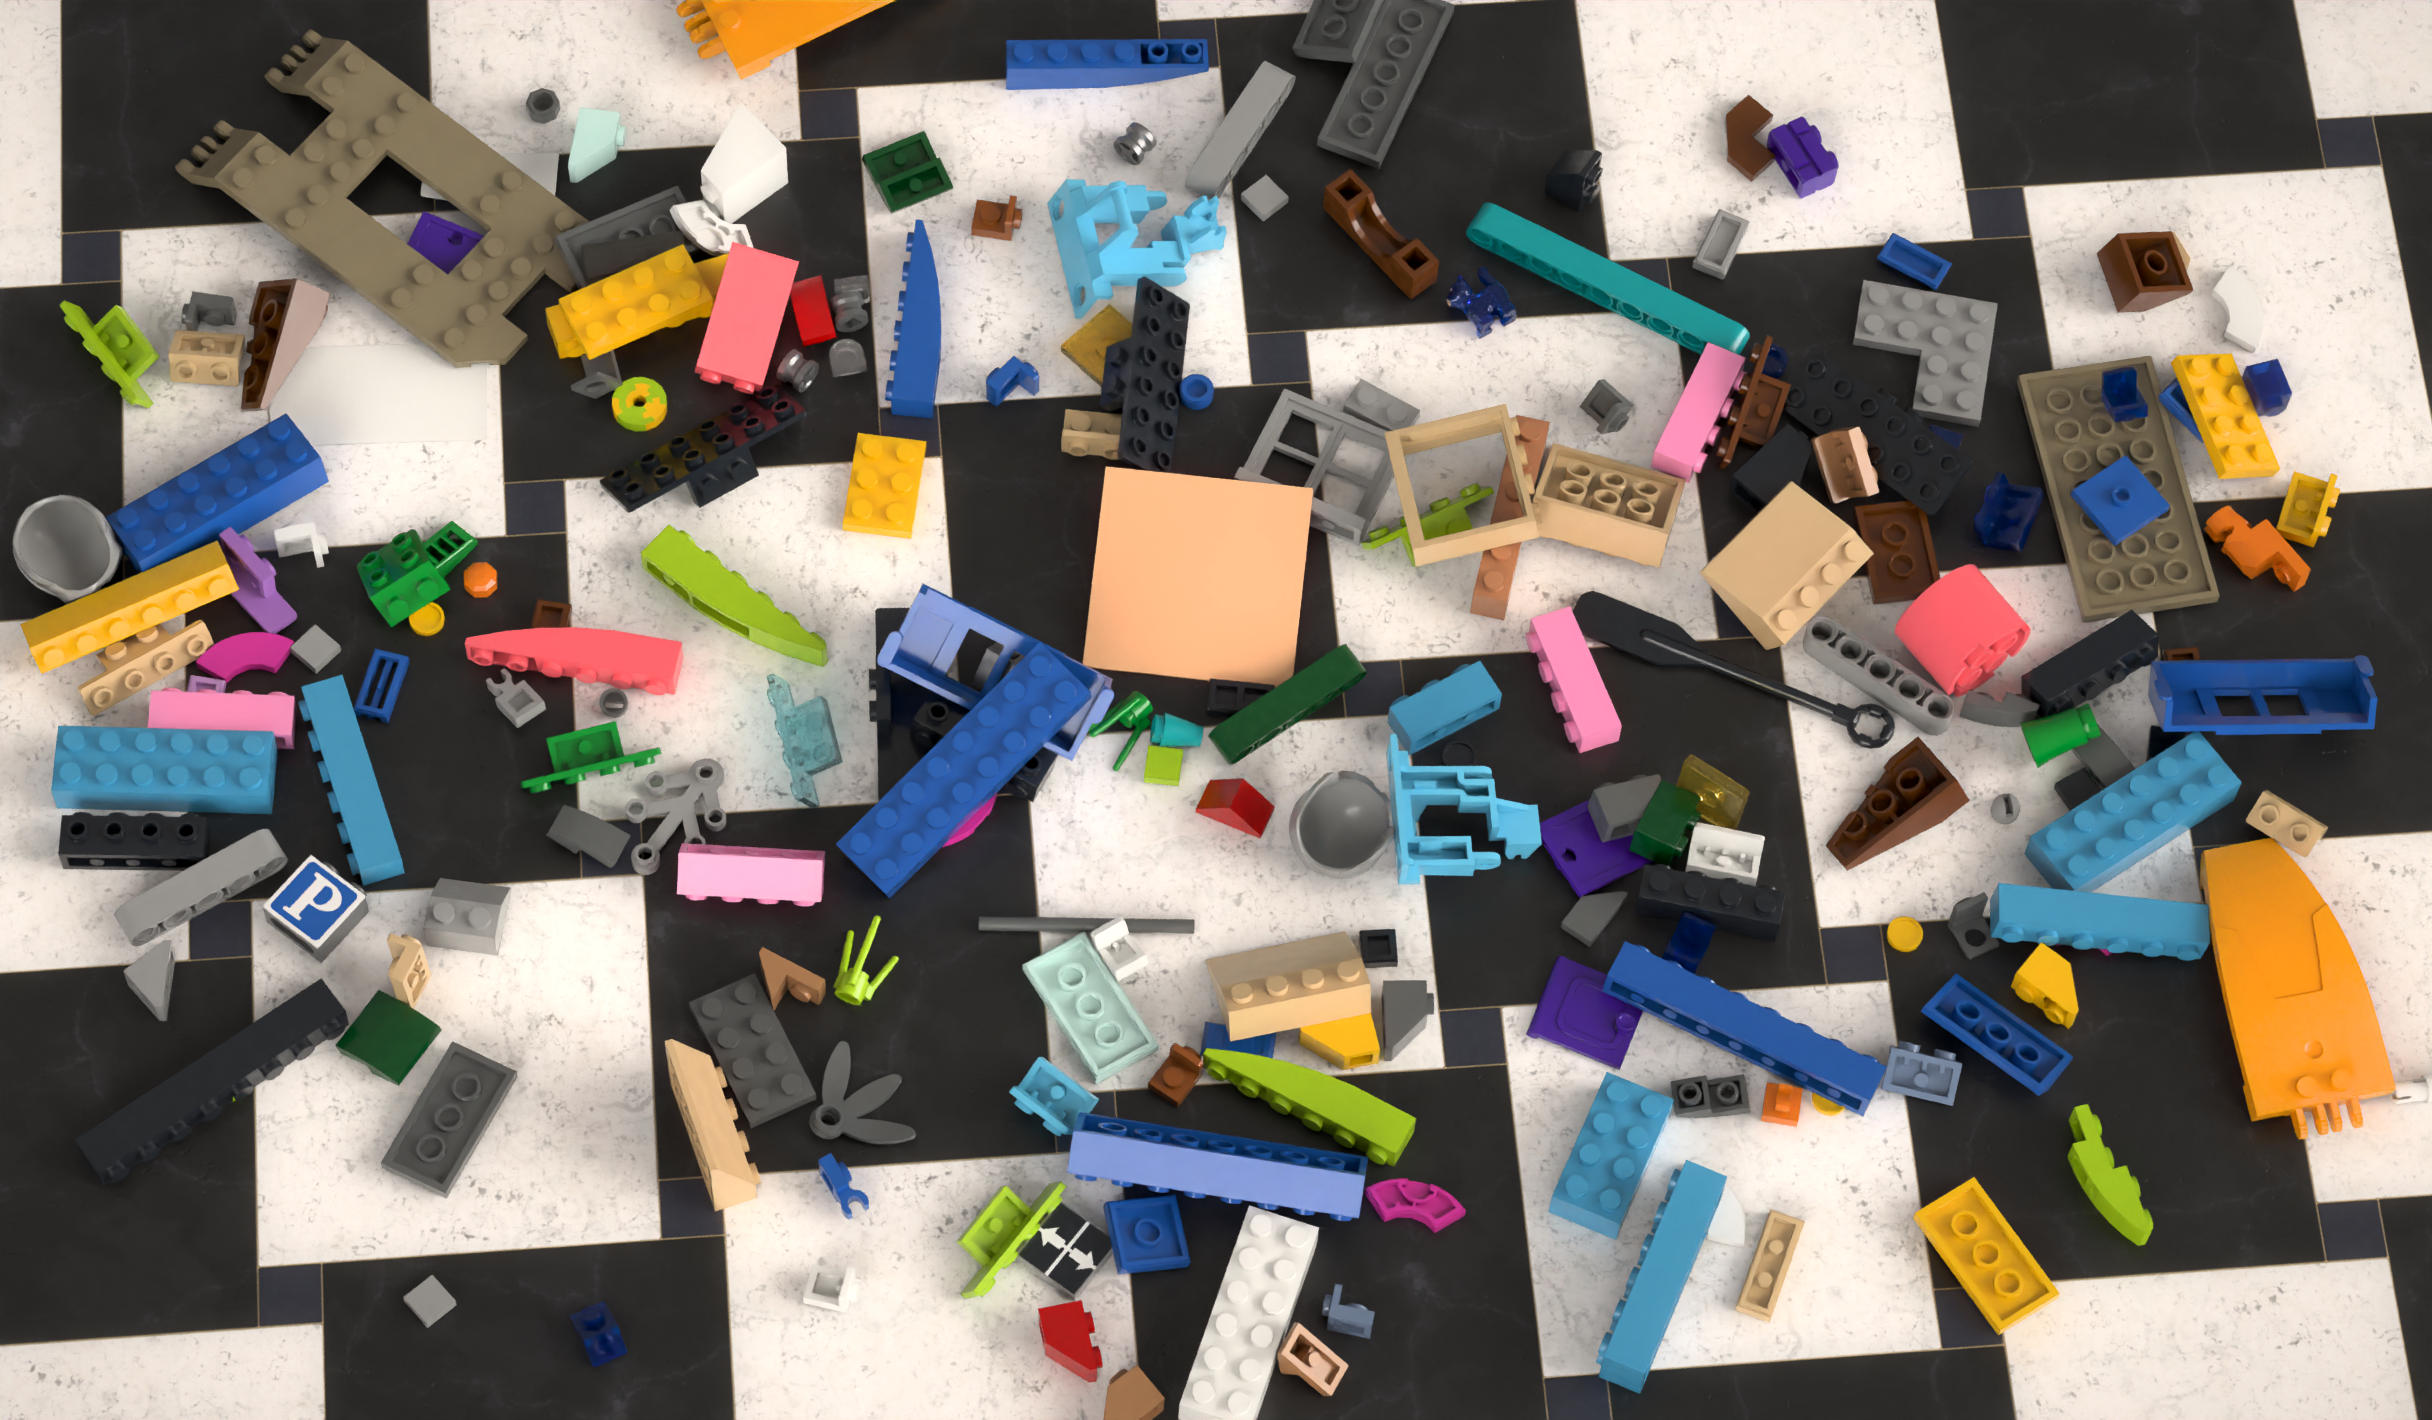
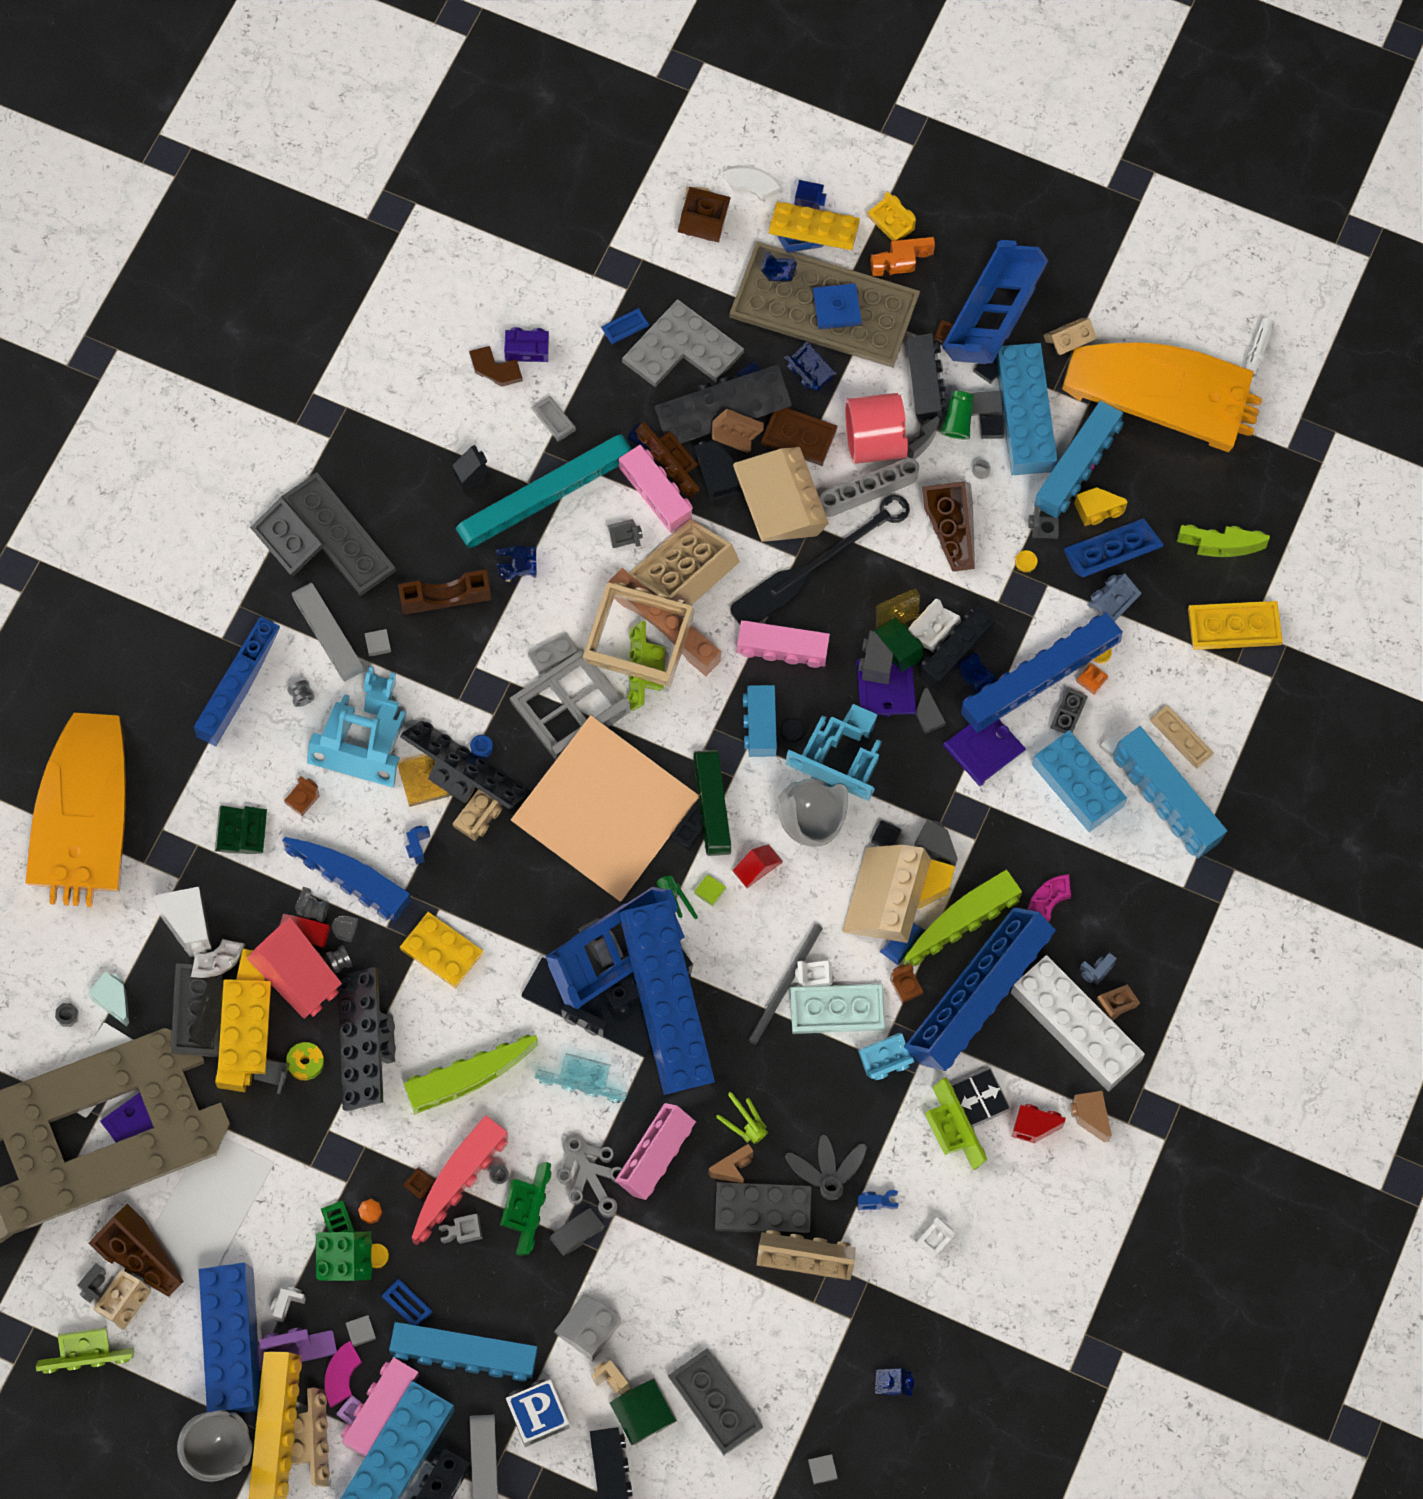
camera: 60 degrees left, 5 degrees up
(1146, 1234) = (994, 1050): blue tile -> none
(1175, 732) = (693, 873): teal cone -> none

